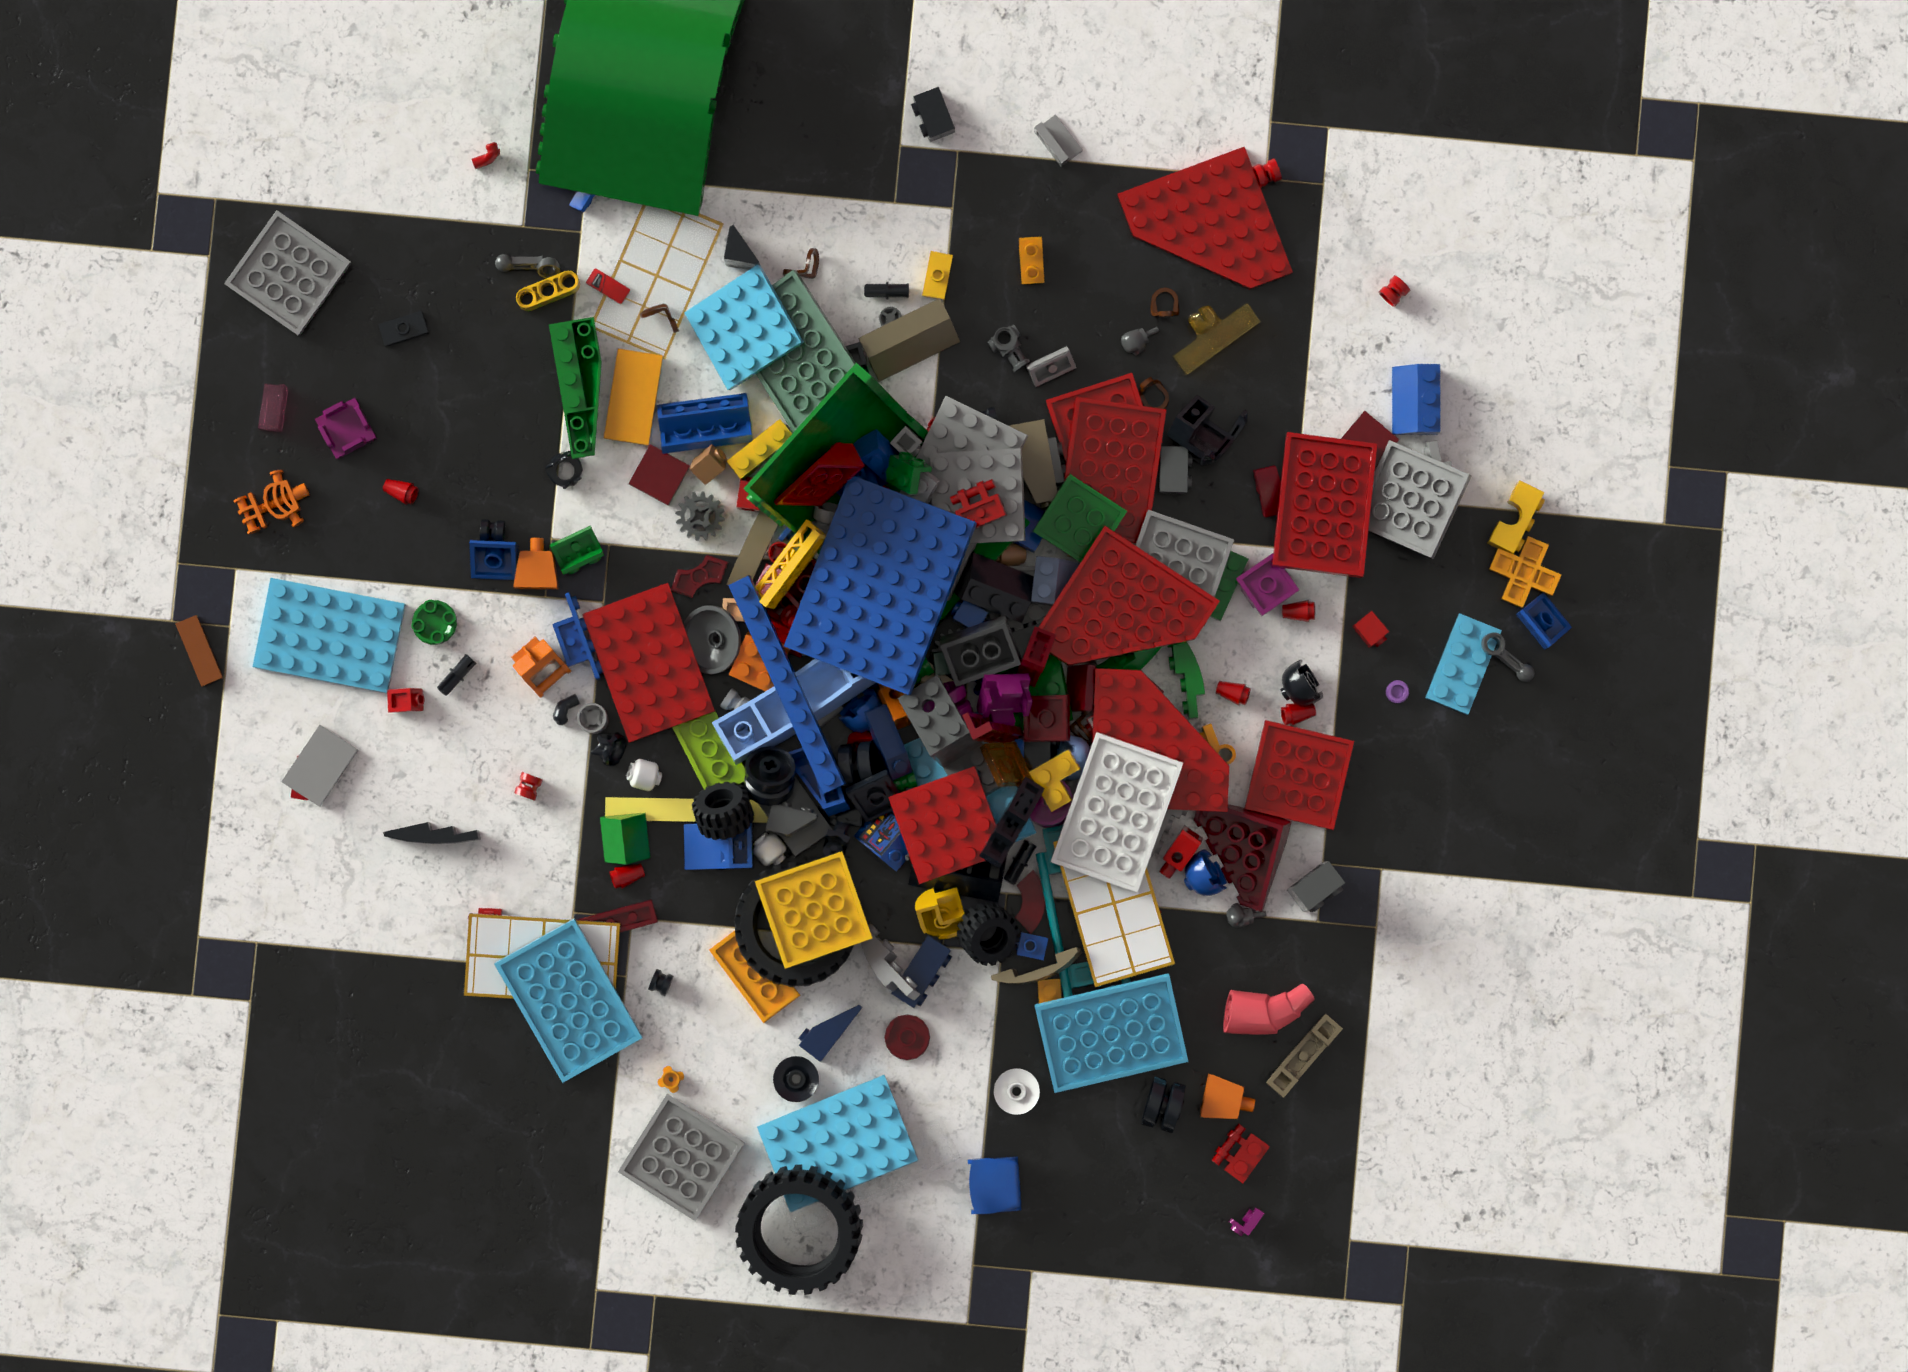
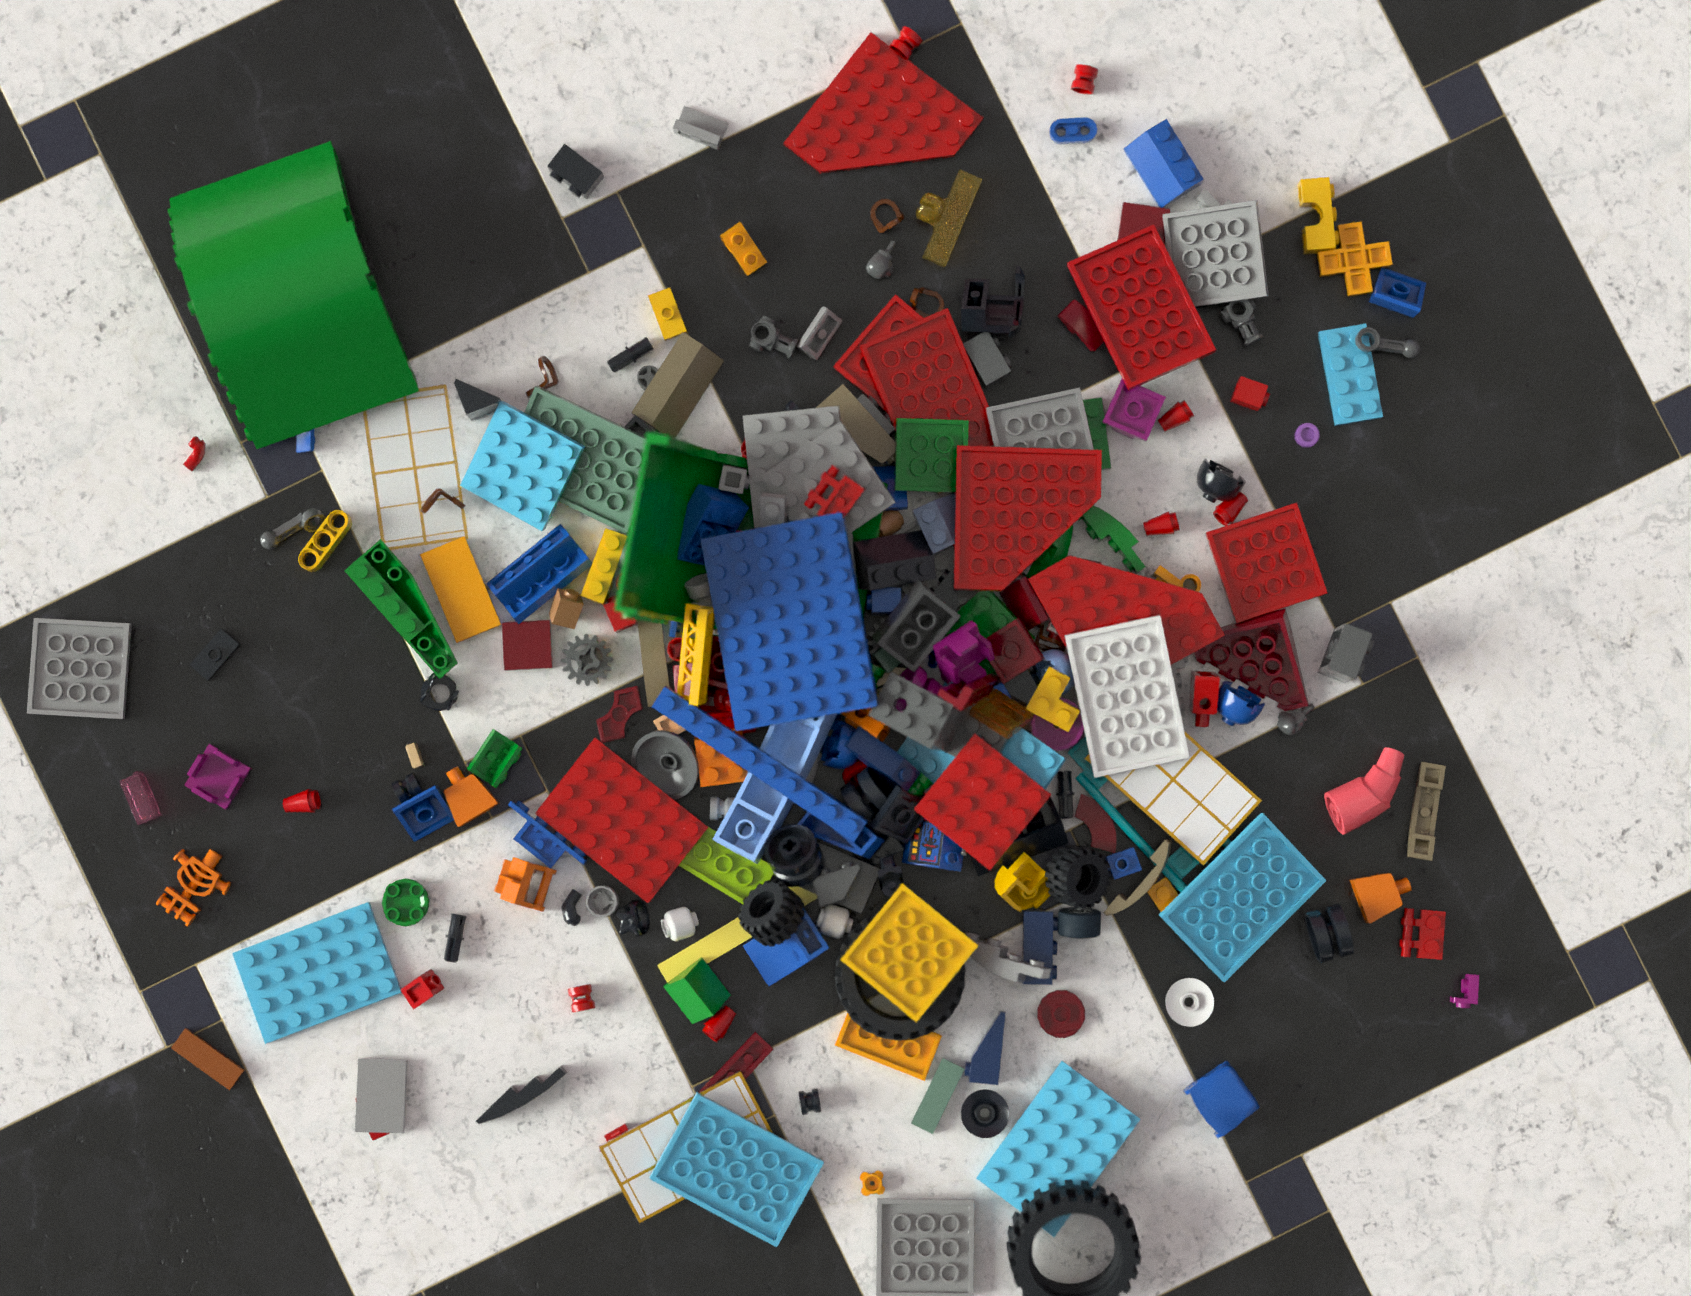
camera: 30 degrees left, 0 degrees up
(514, 508) = (414, 755): none -> tan tile
(607, 286) = (376, 503): red sticker -> none
(766, 1041) = (937, 1095): none -> sand green tile
(823, 477) = (679, 556): red slope -> none
(905, 471) = (749, 505): green bracket -> none
(966, 972) = (1079, 922): none -> black wheel
(1011, 822) = (1040, 763): black slope -> none
(1036, 654) = (968, 598): dark red bracket -> none
(1360, 325) = (1072, 130): none -> blue plate
(1402, 567) = (1243, 322): none -> dark grey connector

